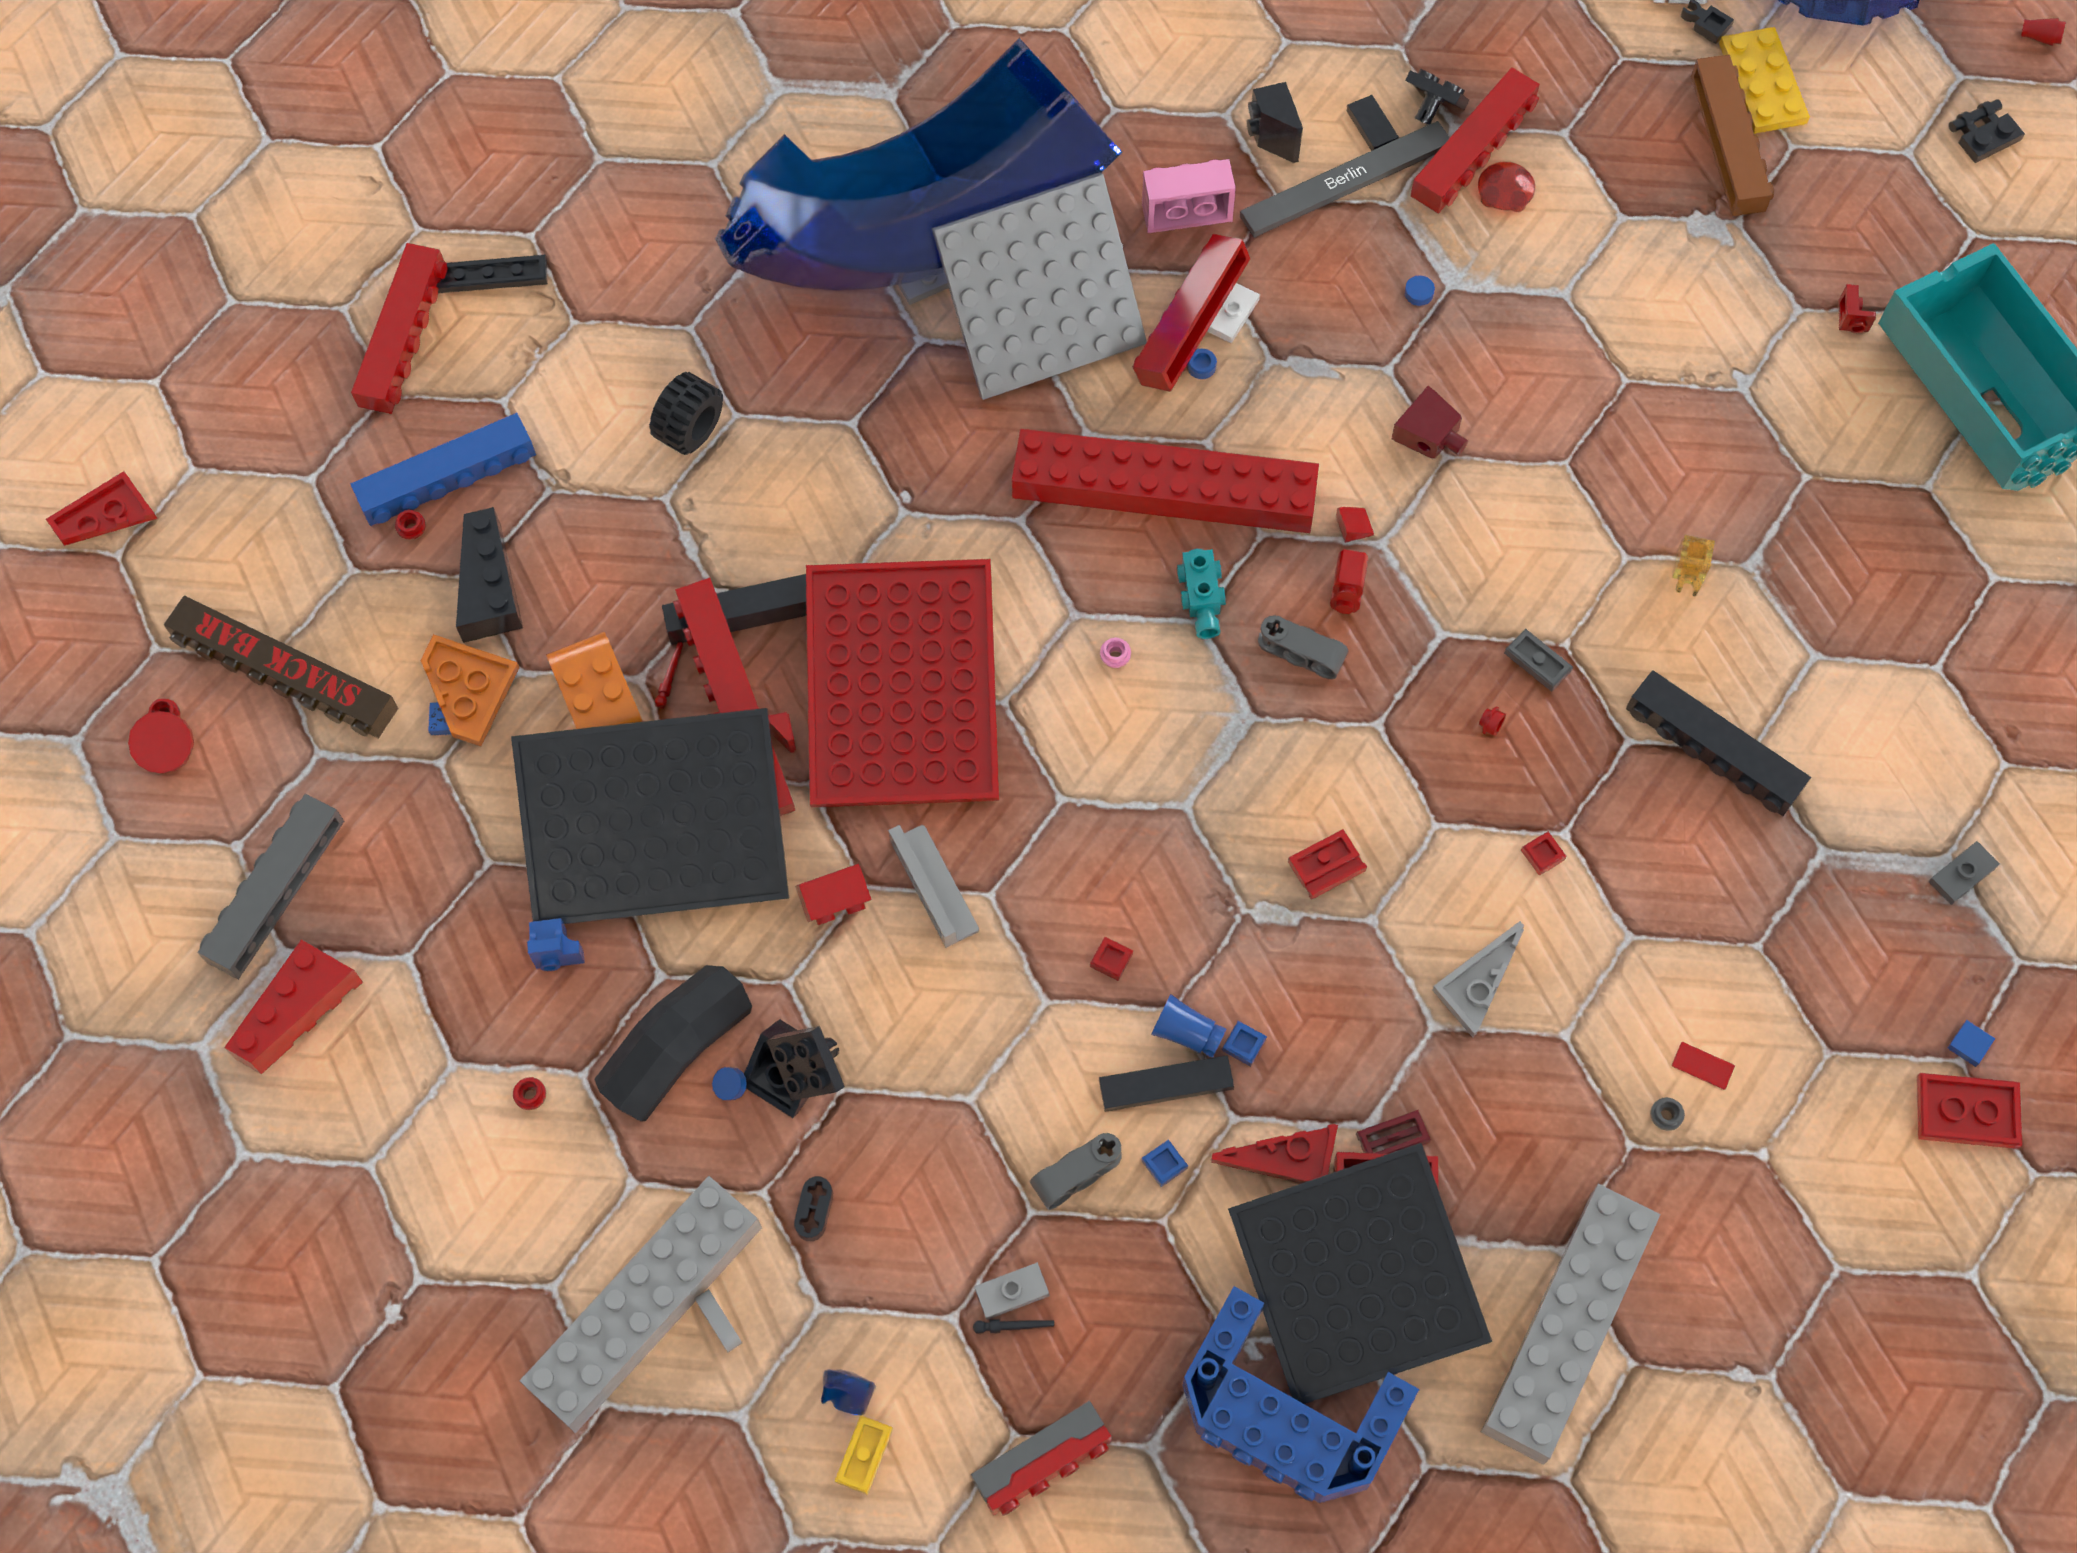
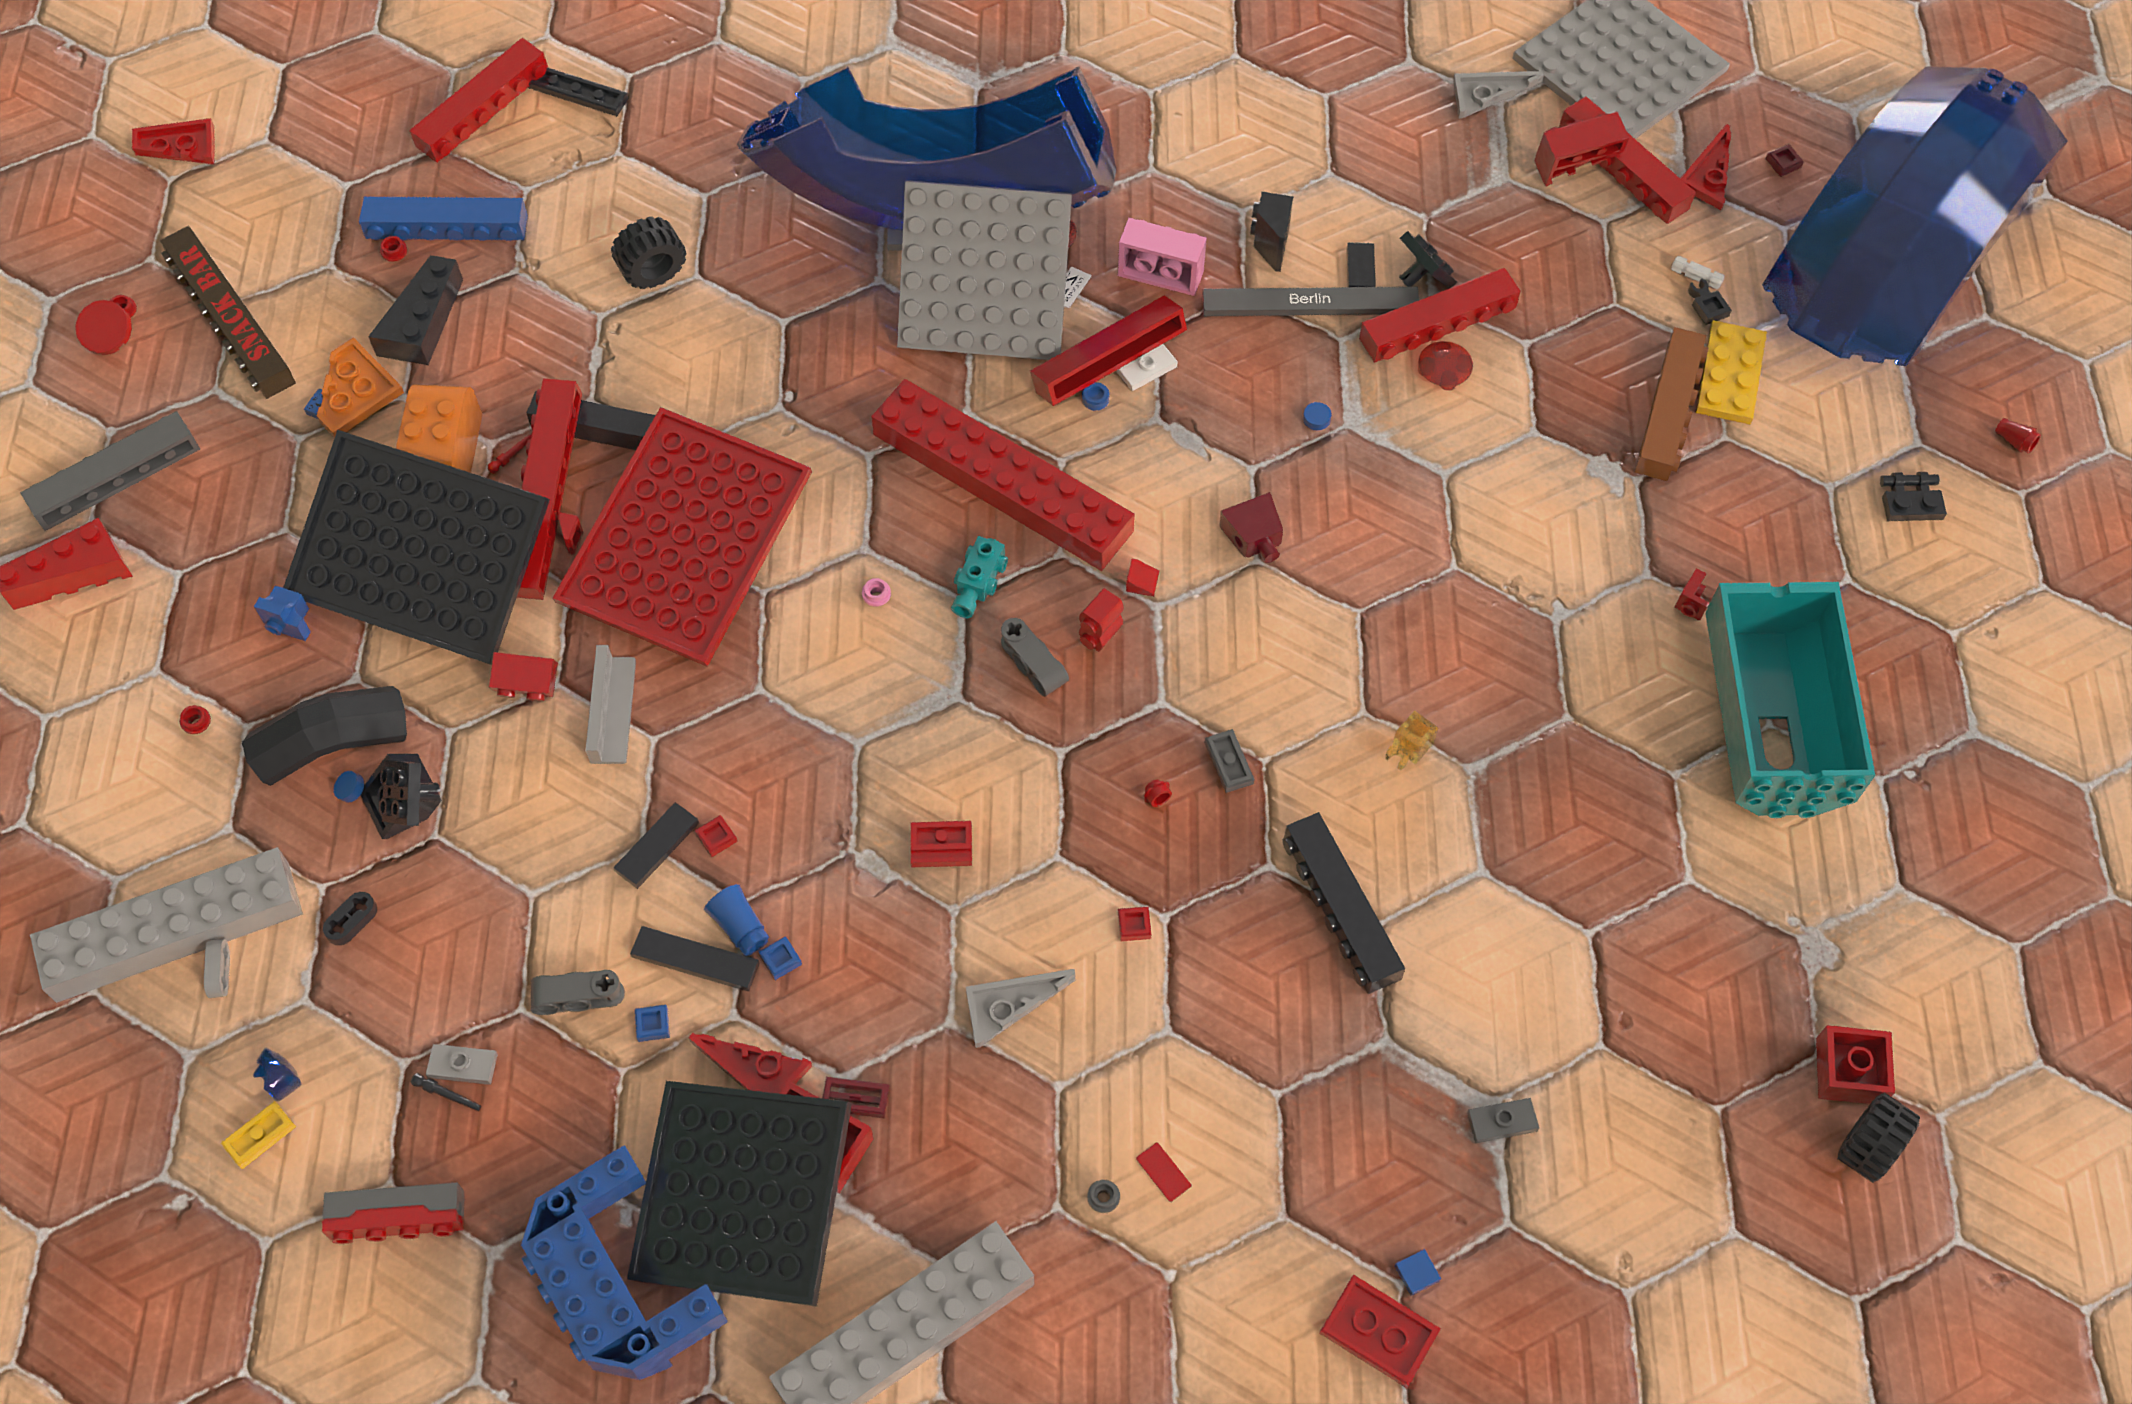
camera: 25 degrees right, 5 degrees down
(1061, 995) = (656, 845): none -> black tile

